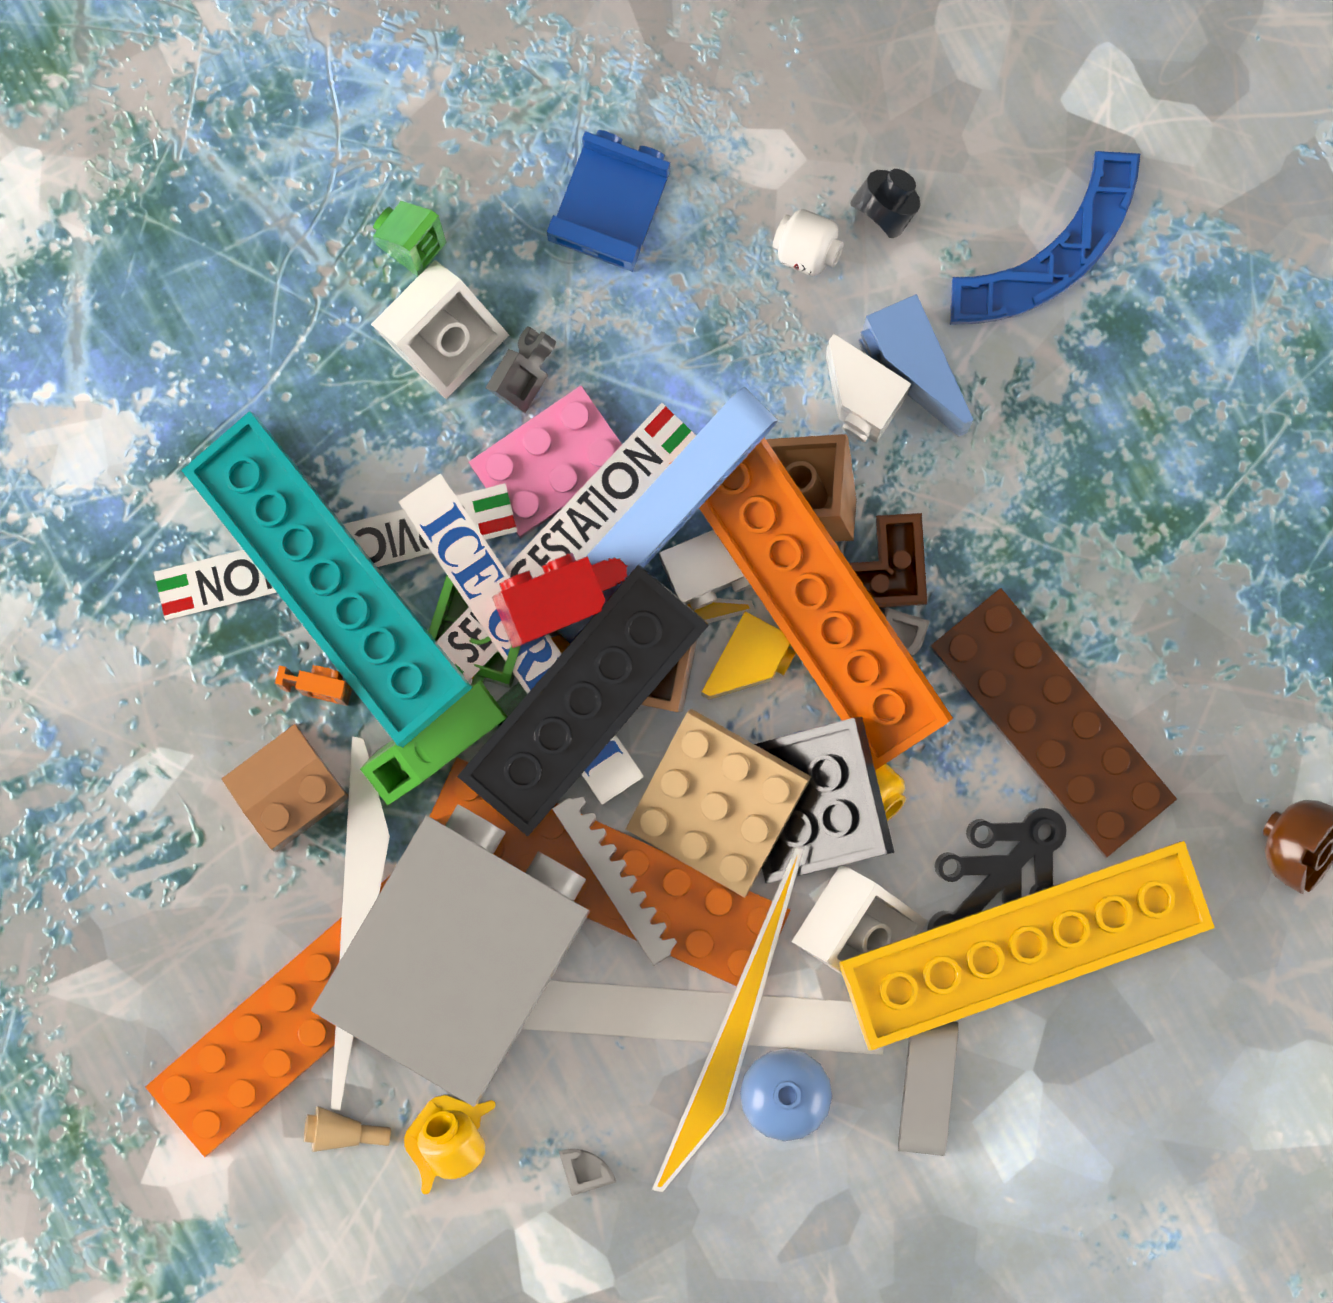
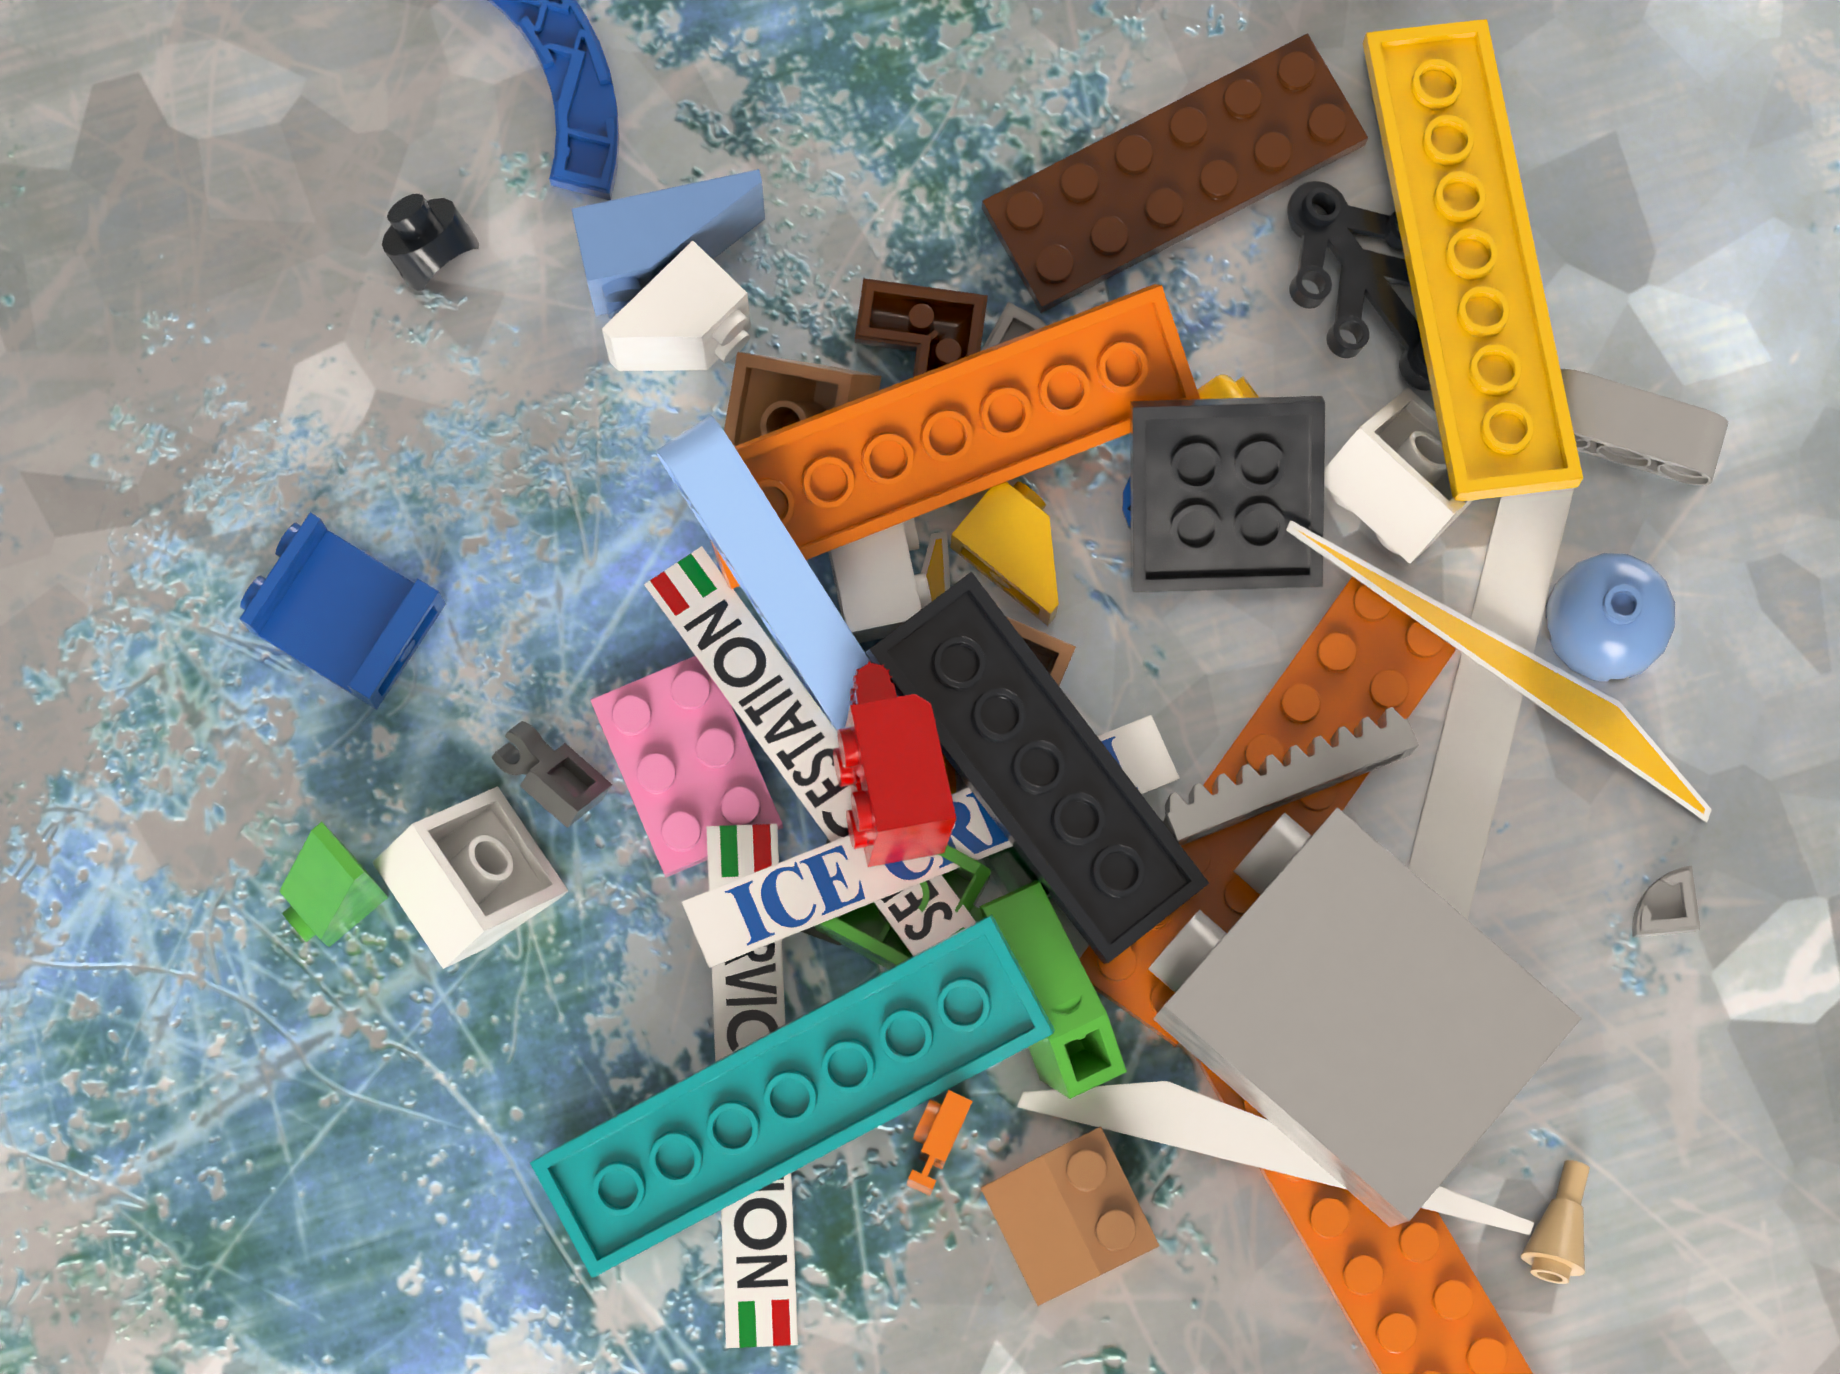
camera: 85 degrees left, 5 degrees down
(435, 1105) = (1571, 1119): yellow helmet -> none
(451, 1144) = (1608, 1076): yellow head -> none
(718, 802) = (1205, 623): tan plate -> none
(807, 242) = (460, 355): white head -> none

